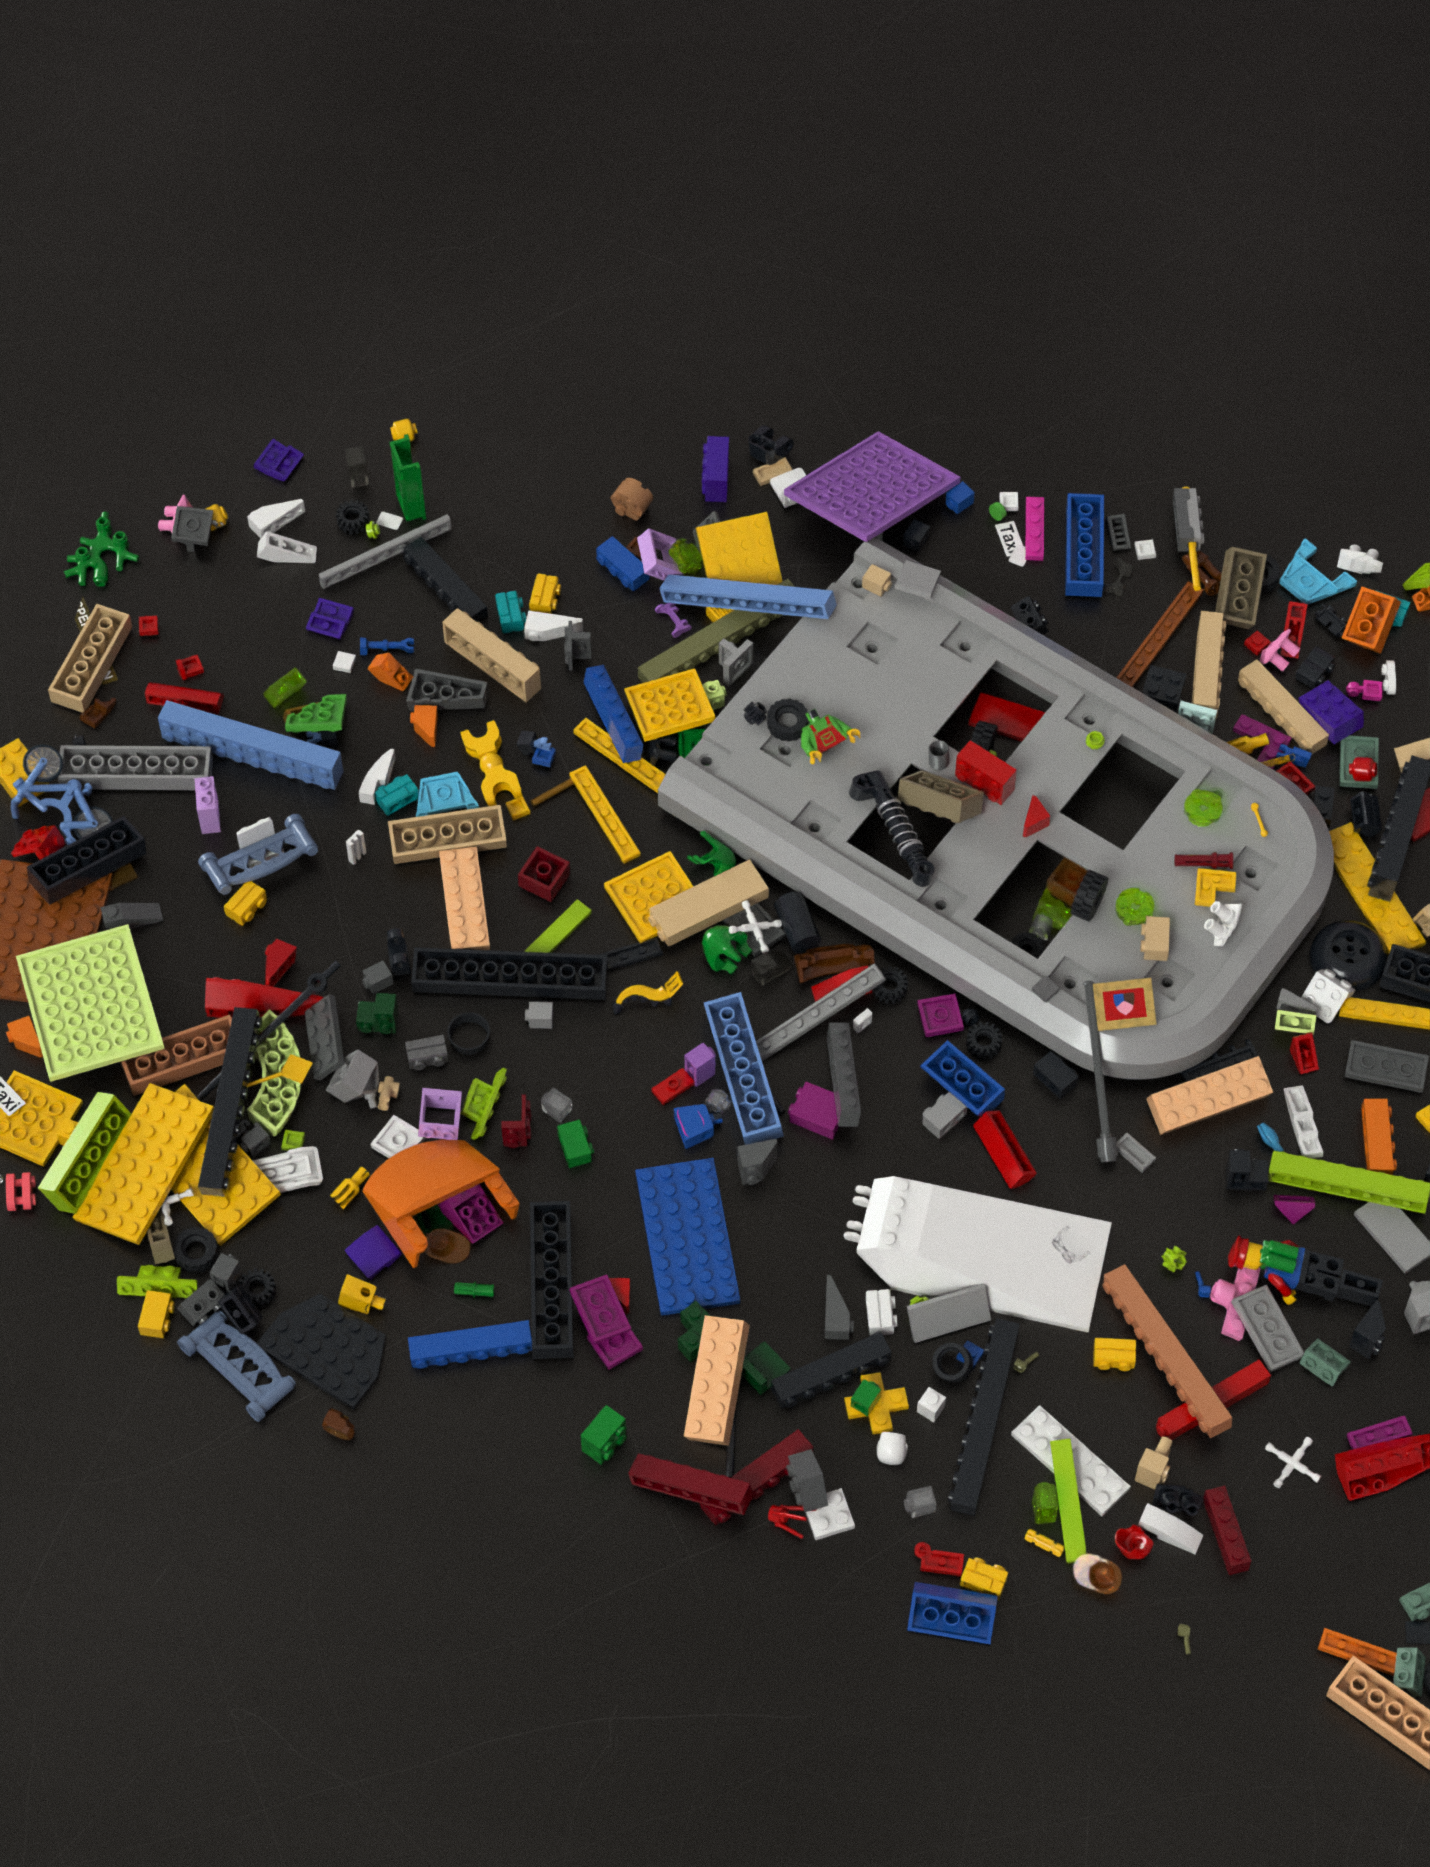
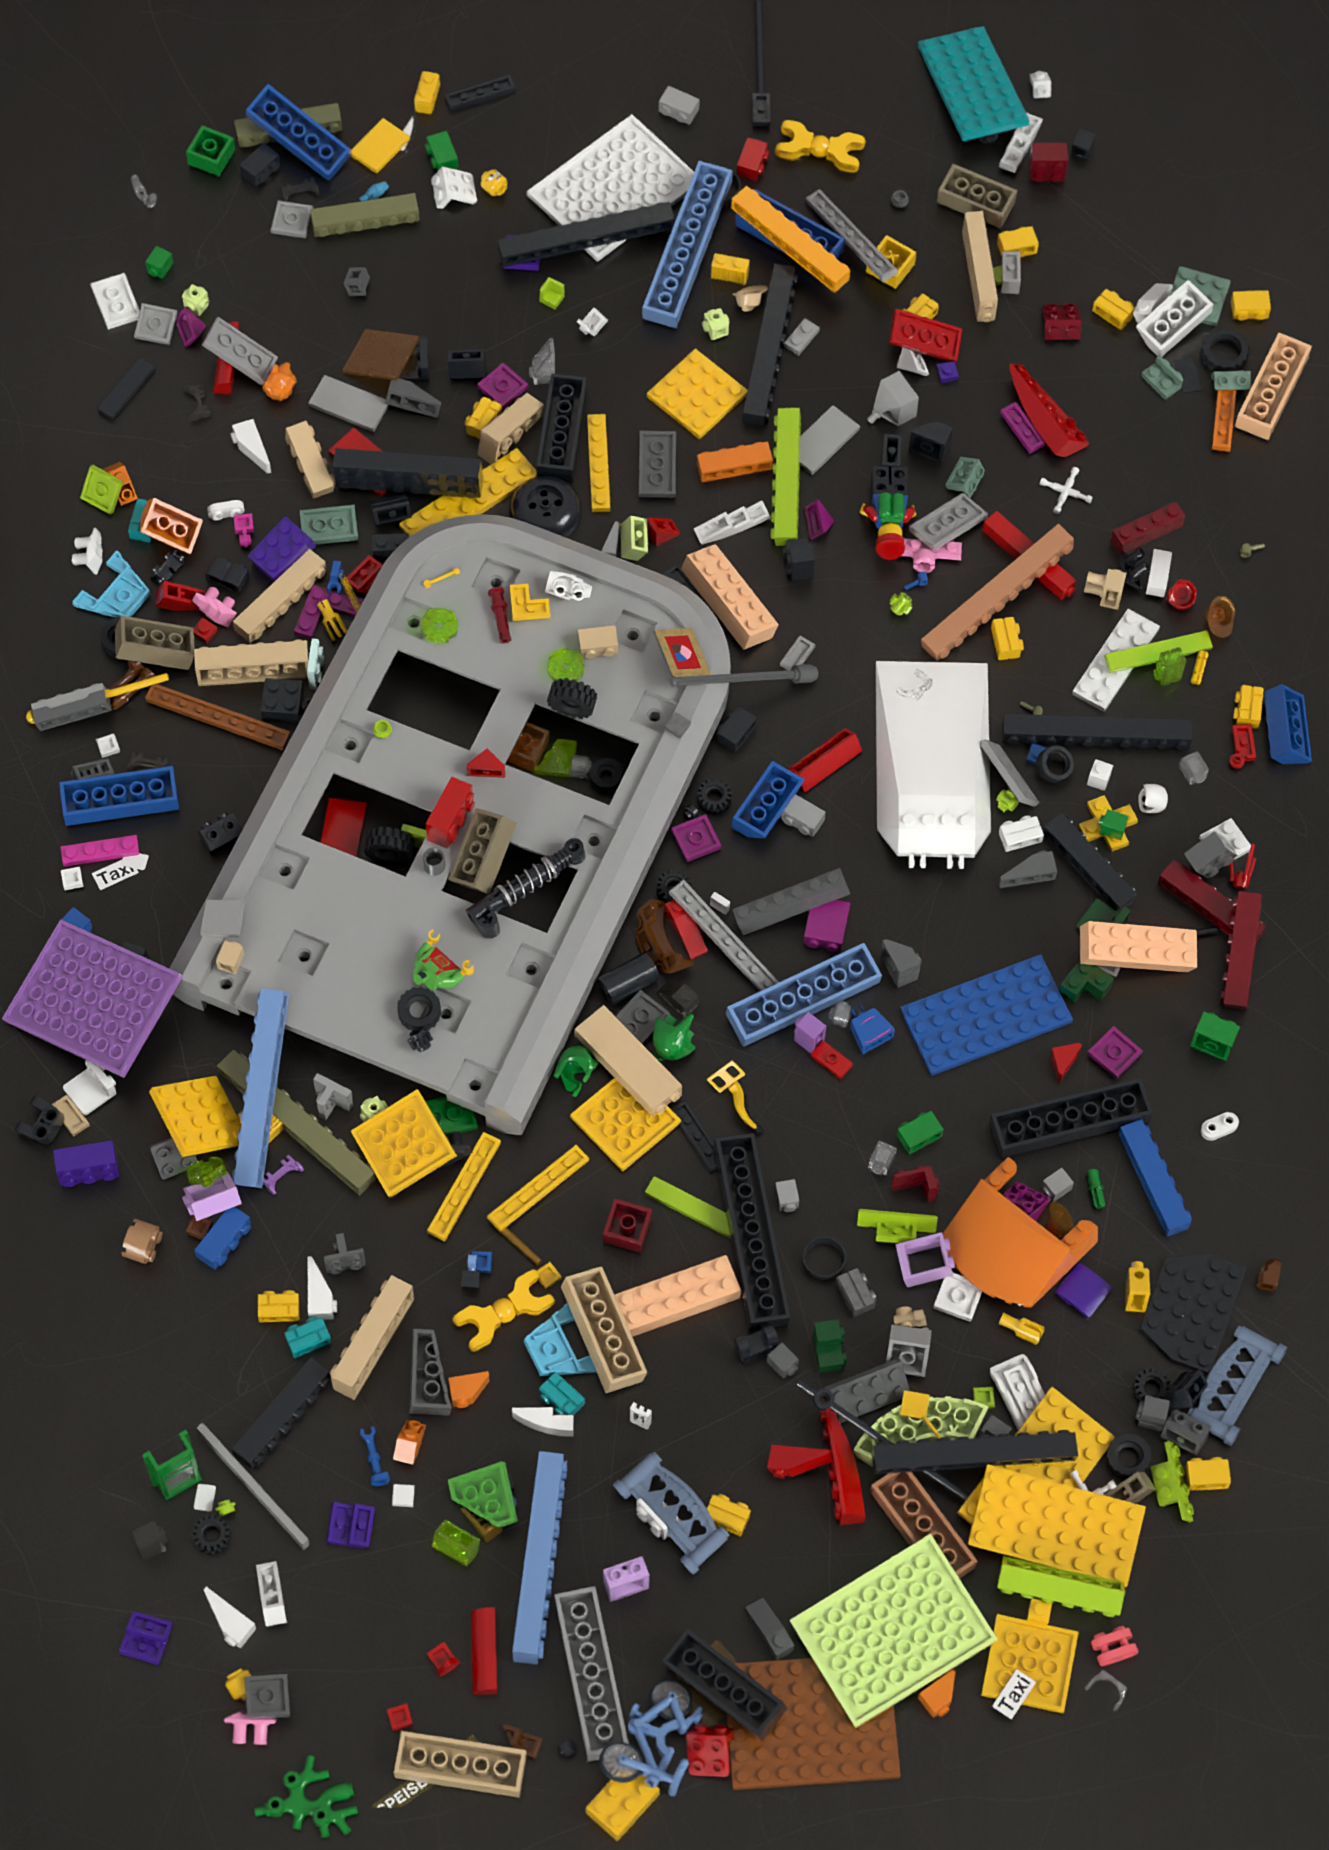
camera: 105 degrees left, 5 degrees up
(402, 428) = (85, 1507): yellow head -> none
(486, 1253) = (1057, 1185): none -> light grey brick
(511, 1422) = (1221, 1126): none -> white plate
(600, 1309) = (1094, 1063): magenta plate -> none
(613, 714) = (421, 1200): blue brick -> none
(755, 926) = (648, 1010): white piece -> none
(997, 511) = (87, 886): bright green tile -> none
(1269, 1137) = (754, 547): dark azure piece -> none
(1327, 994) = (595, 516): white bracket -> none
(1363, 769) = (344, 514): red head -> none

